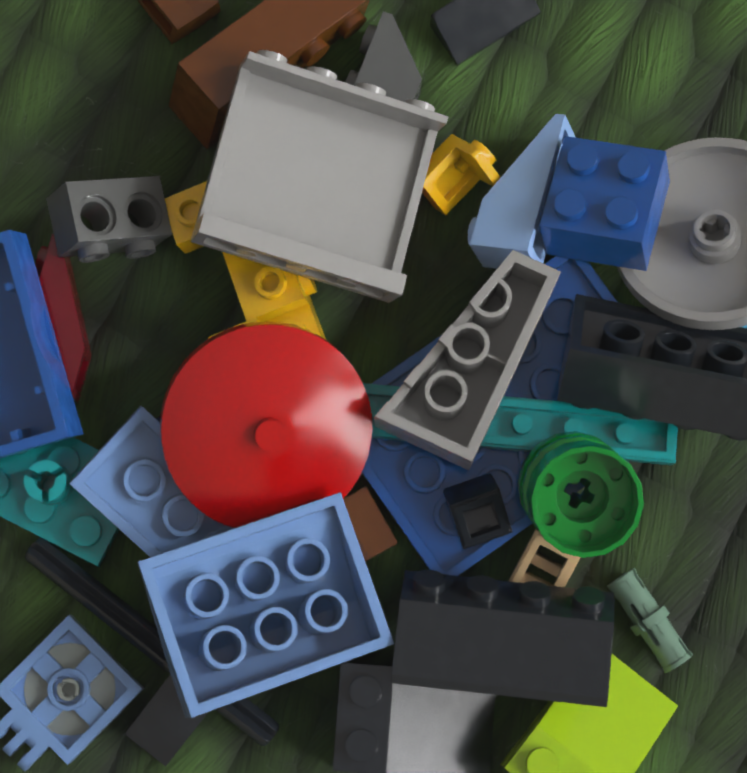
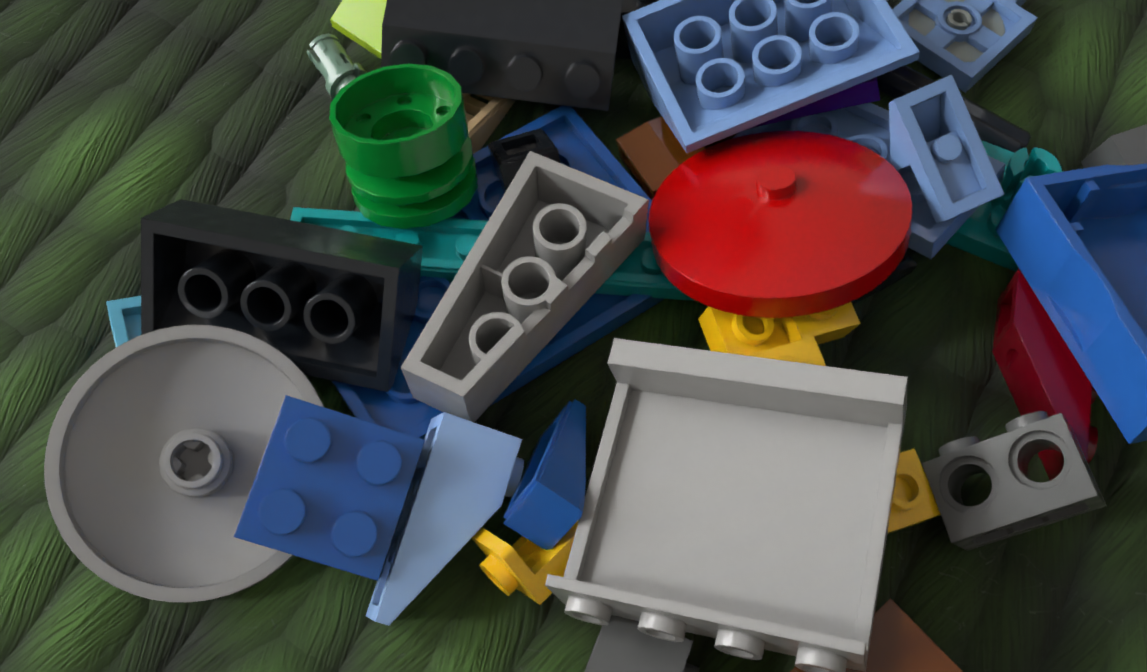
camera: 175 degrees left, 20 degrees down
(128, 467) = (943, 148): none -> medium blue slope
(446, 216) = (553, 482): none -> blue slope

